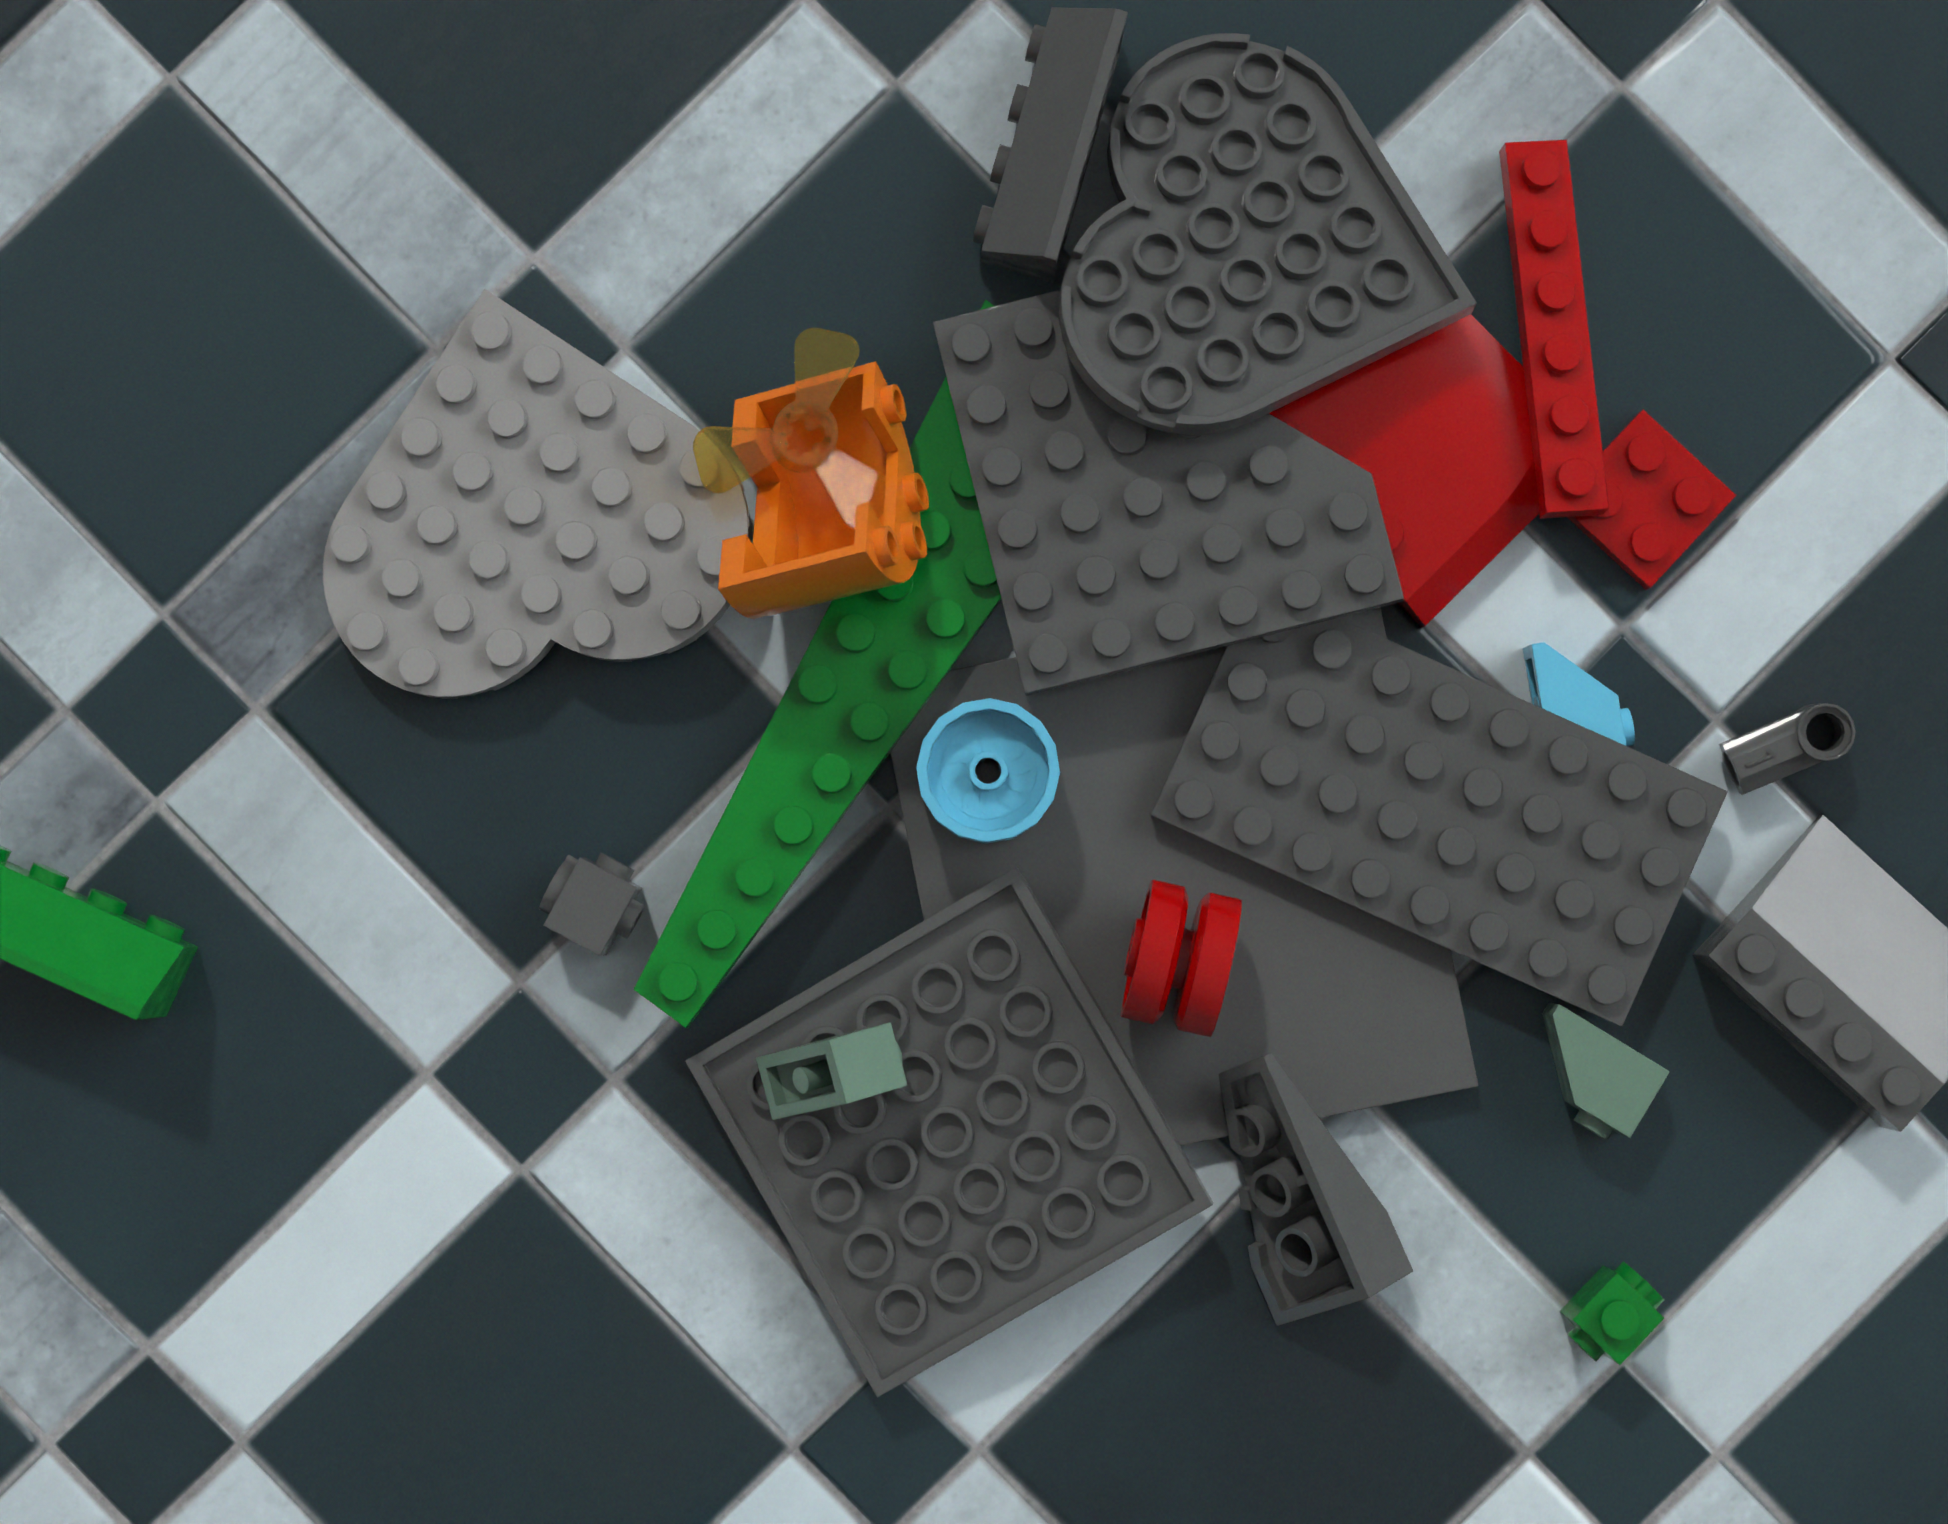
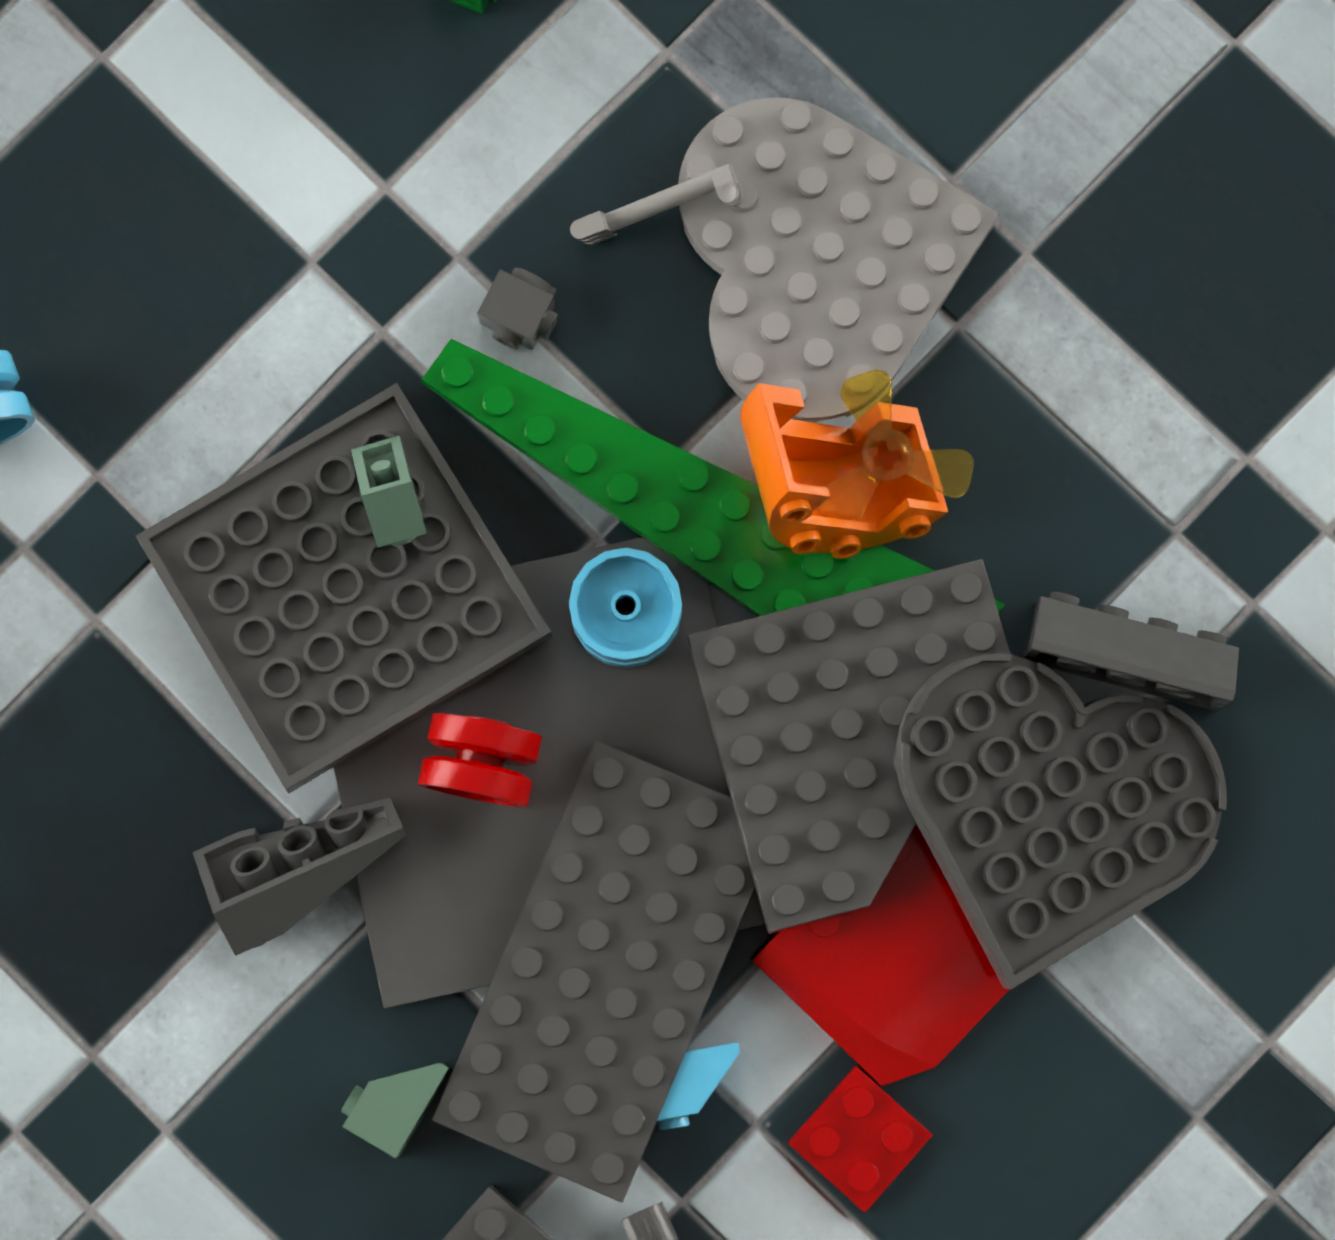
camera: 90 degrees right, 5 degrees down
(486, 792) = (603, 226): none -> light grey hinge
(1553, 329) = (995, 1059): red plate -> none
(1613, 1313) = (202, 1118): green brick -> none

